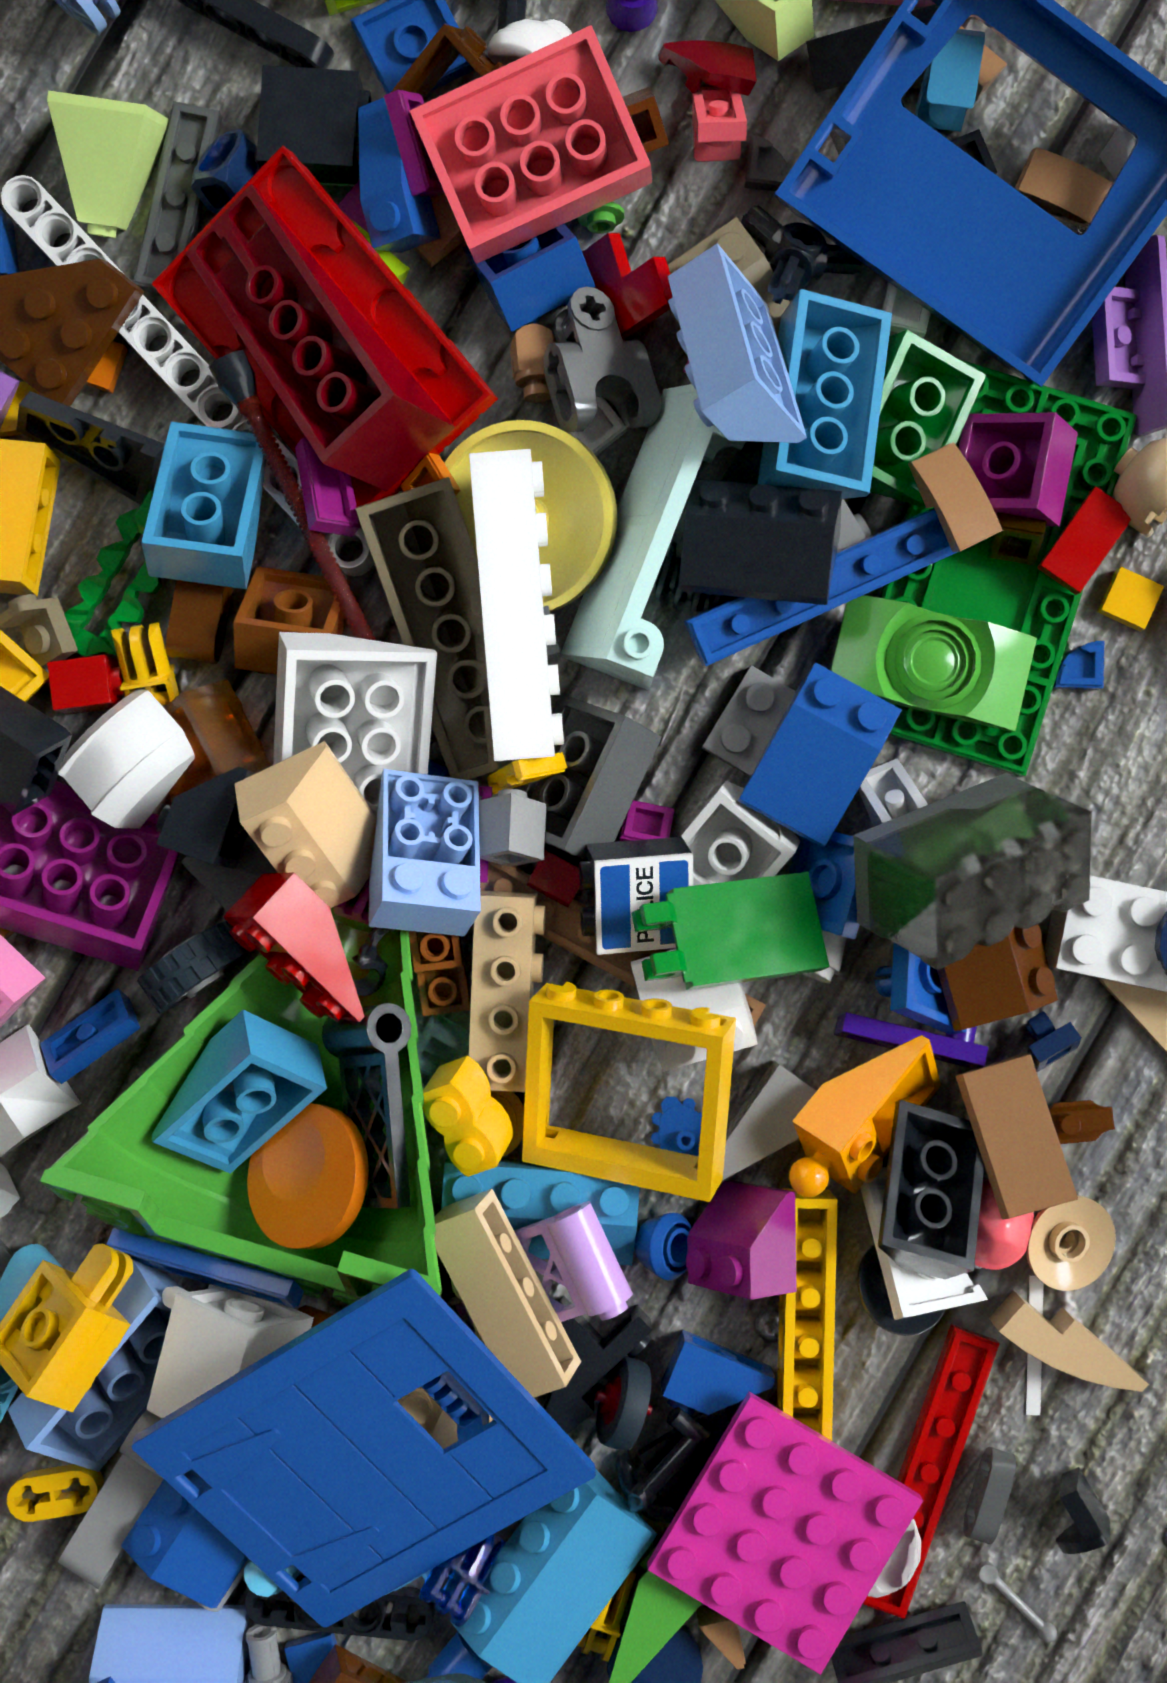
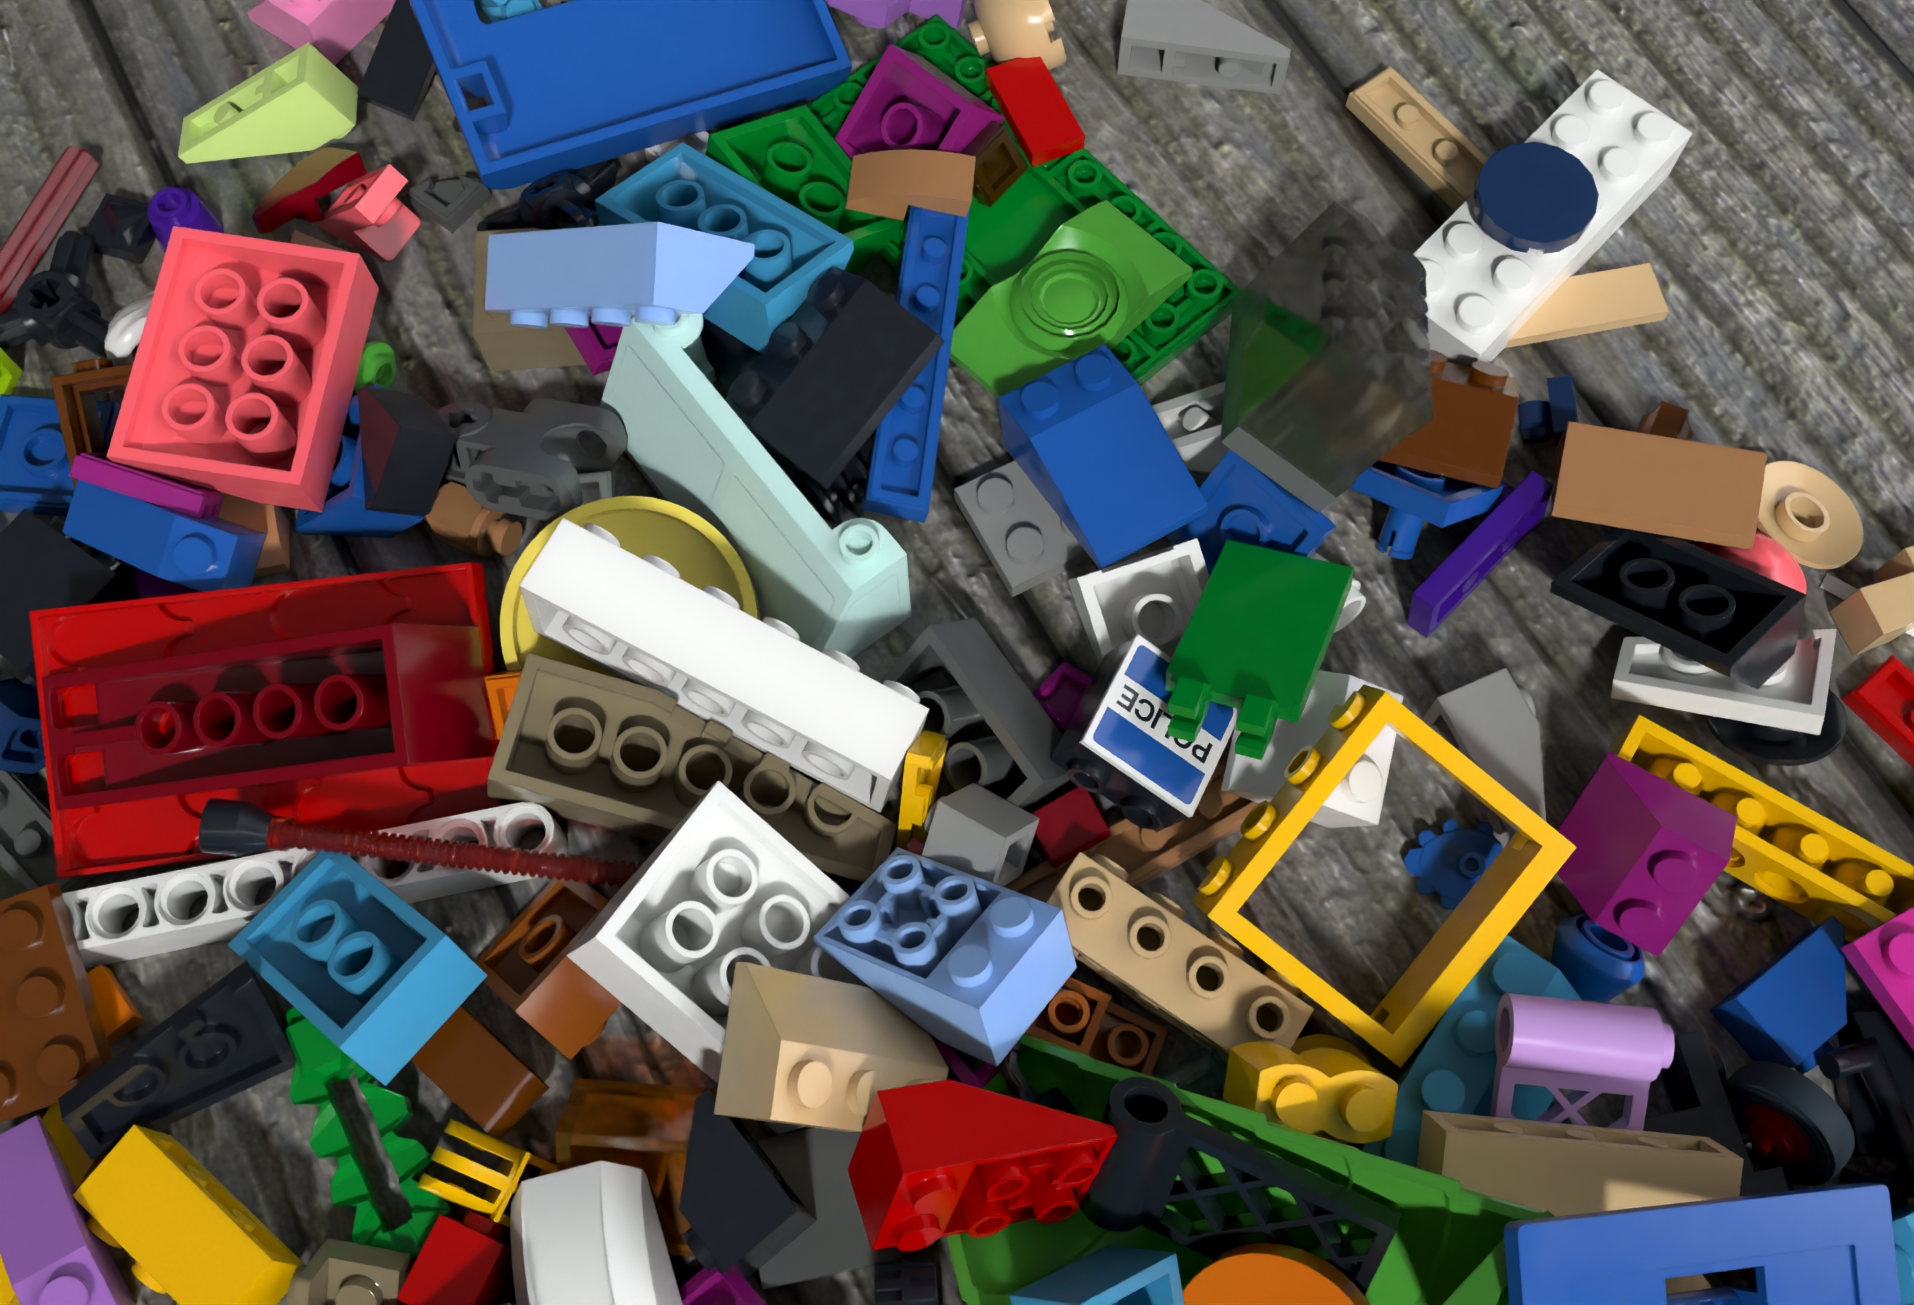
camera: 60 degrees left, 20 degrees down
(326, 494) = (440, 808): magenta tile -> none
(544, 288) = (402, 451): none -> black slope
(636, 294) = (481, 370): red tile -> none
(852, 1115) = (1549, 649): light orange slope -> none
(1082, 668) = (1163, 187): blue tile -> none
(1130, 599) = (1118, 113): yellow tile -> none

